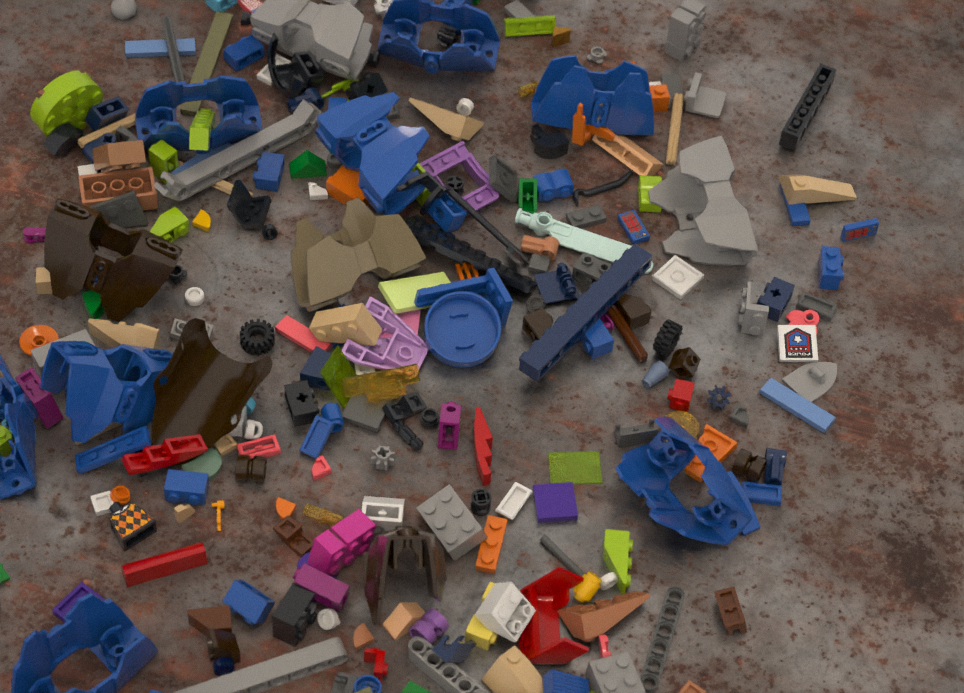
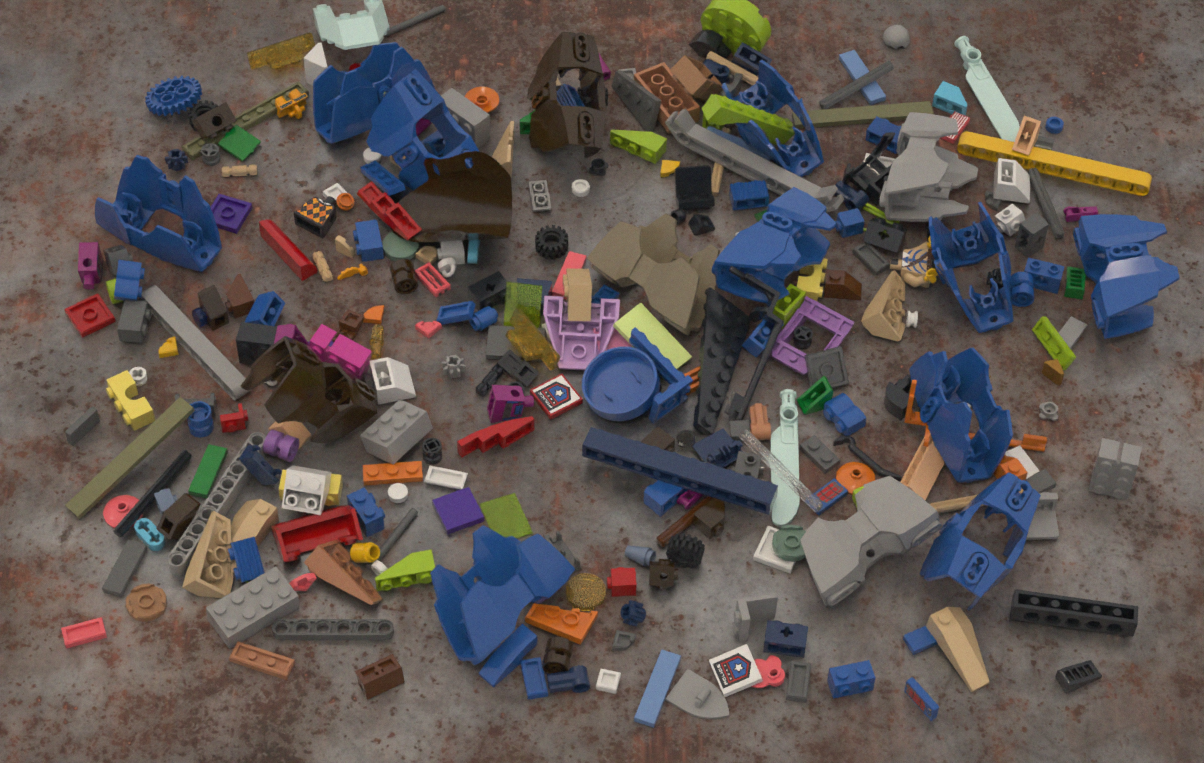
camera: 75 degrees right, 0 degrees up
(25, 583) = (241, 170): none -> tan axle
(64, 457) = (371, 156): none -> white tile
(203, 537) = (322, 266): none -> tan axle
(285, 219) = (701, 224): none -> black slope
(362, 637) = (258, 404): nougat tile -> none
(409, 82) = (916, 265): none -> torso
(448, 387) = (556, 396): none -> tile
(517, 545) = (397, 493): none -> white tile
(528, 572) = (368, 514): none -> blue brick
(600, 246) = (796, 485): none -> clear axle
(618, 202) = (846, 476): none -> orange dish
(679, 263) = (787, 543): none -> sand green tile
(725, 107) = (957, 555): none -> blue piece
(779, 439) = (608, 681): none -> white tile
(867, 134) = (1069, 686): none -> black slope

